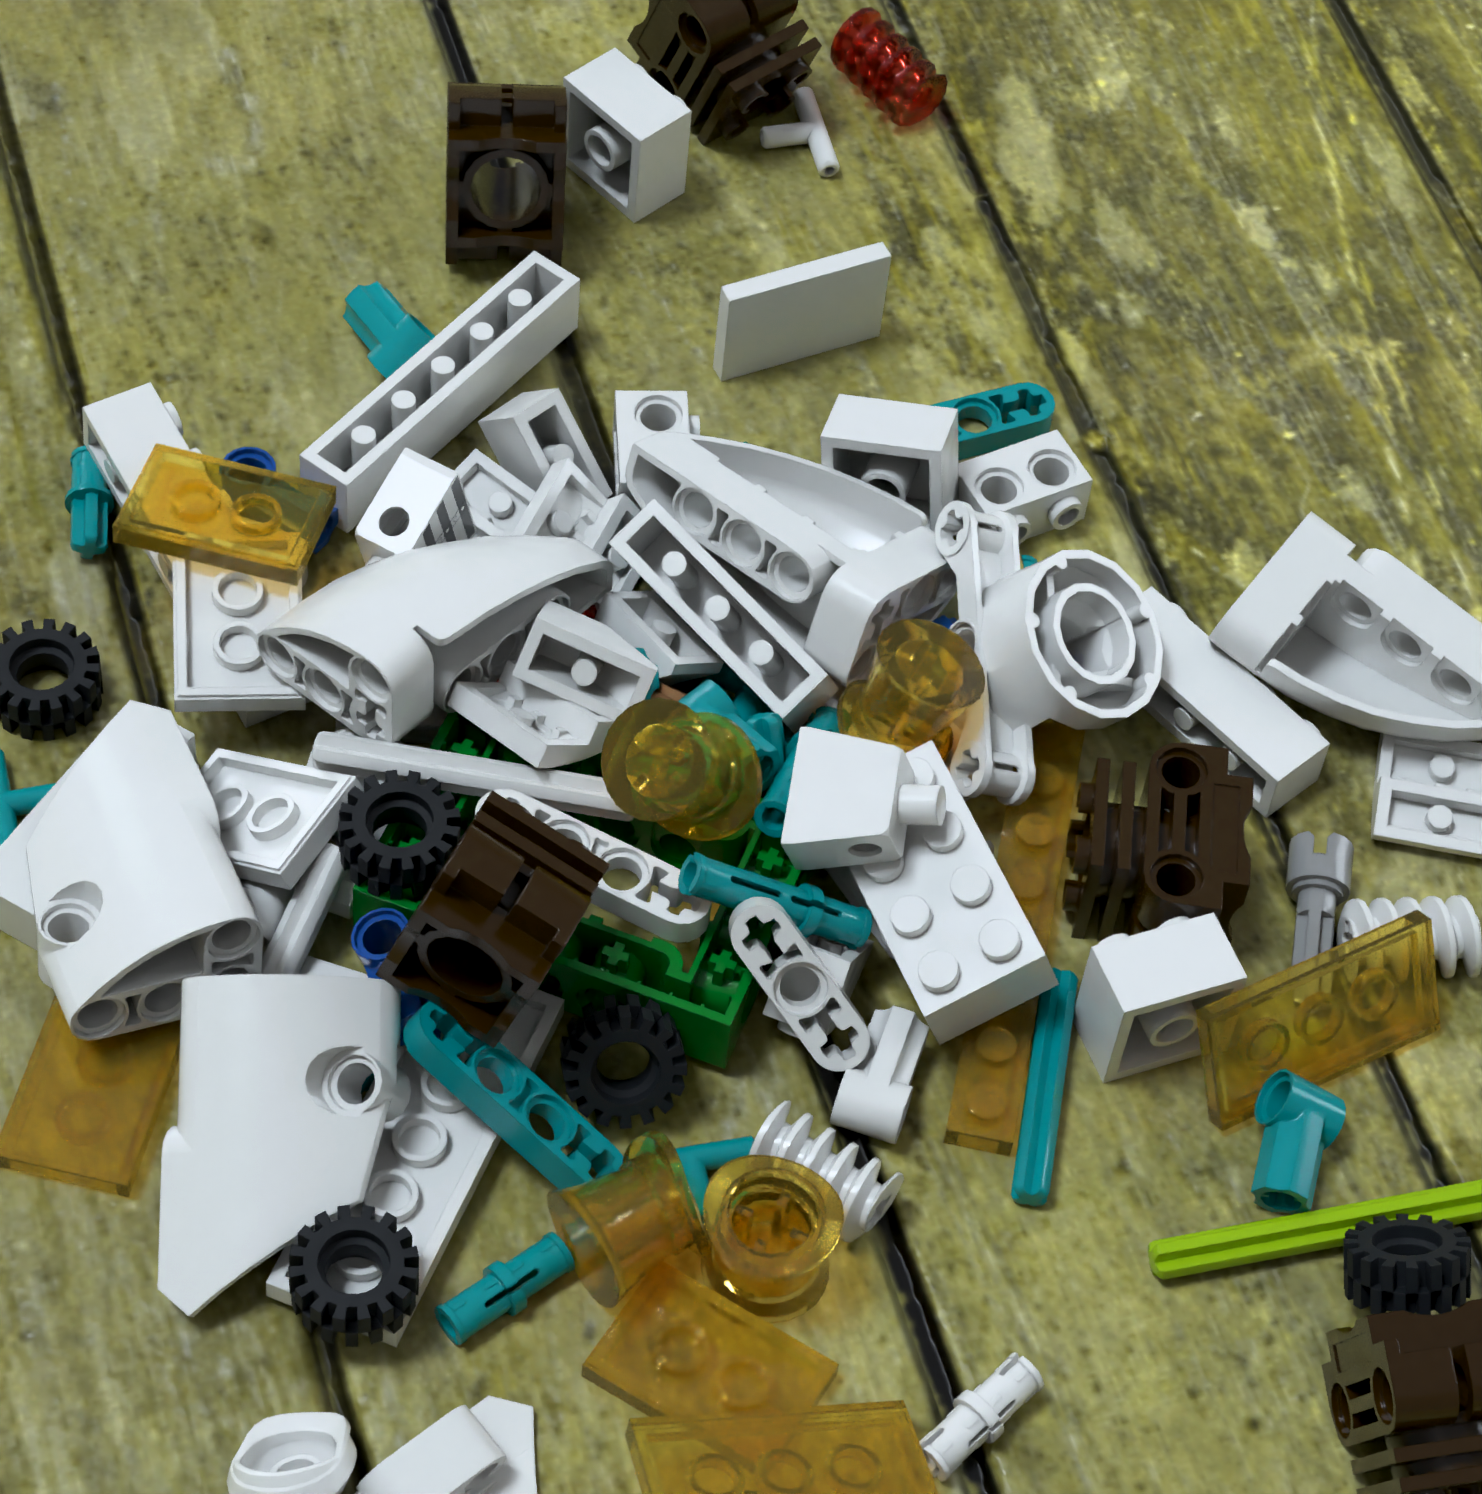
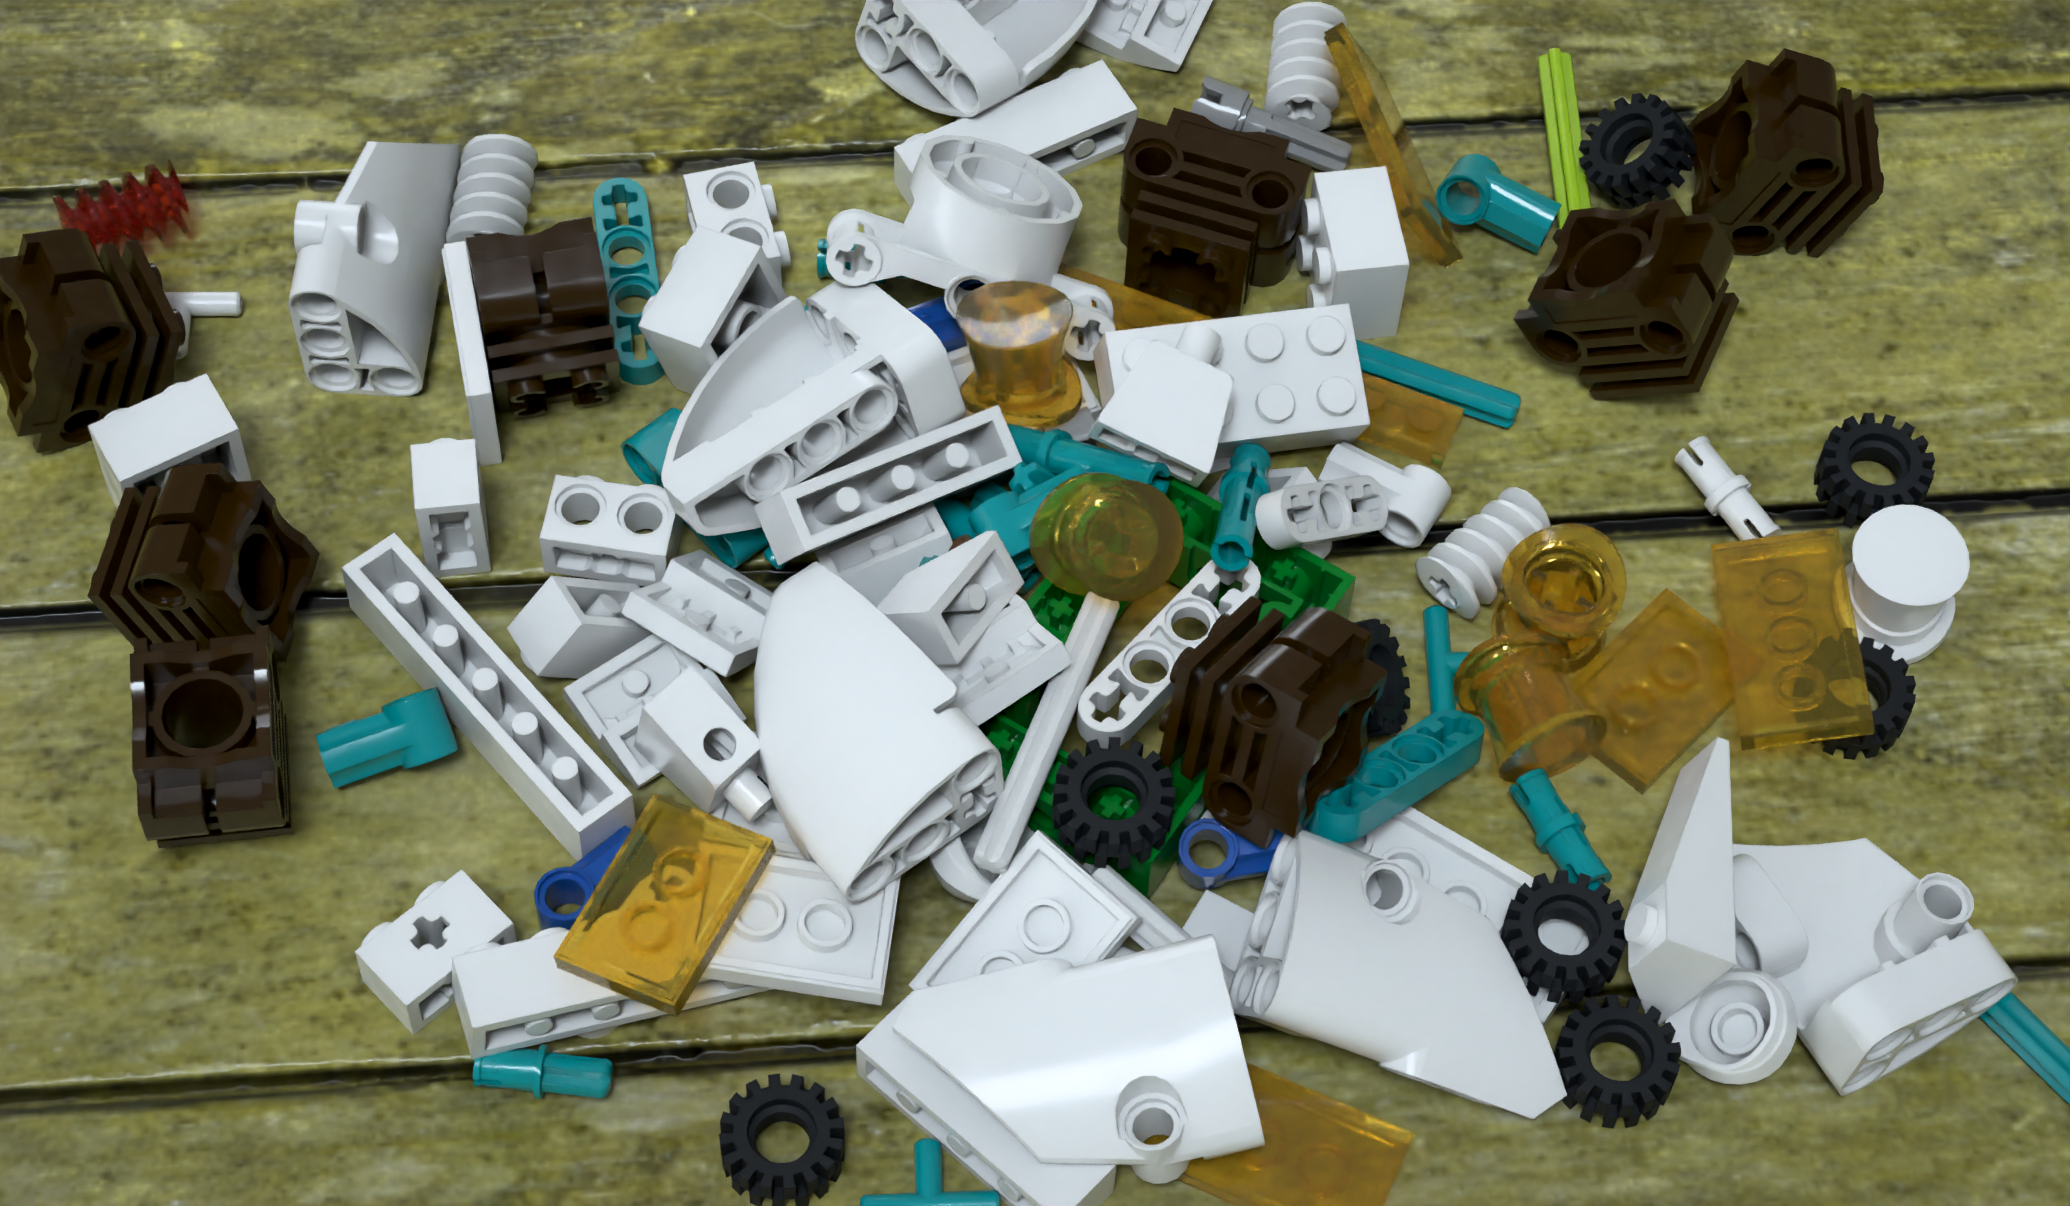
camera: 75 degrees left, 5 degrees up
(213, 407) = (411, 958): none -> white brick
(230, 1325) = (1629, 1028): none -> black tyre
(336, 196) = (210, 740): none -> dark brown piece
(393, 1362) = (1684, 903): none -> white wedge
(630, 323) = (450, 507): none -> white brick
(853, 333) = (545, 317): none -> dark brown piece
(866, 189) = (374, 270): none -> white panel
(993, 305) = (492, 187): none -> white piece
(1166, 1254) = (1634, 299): none -> dark brown piece

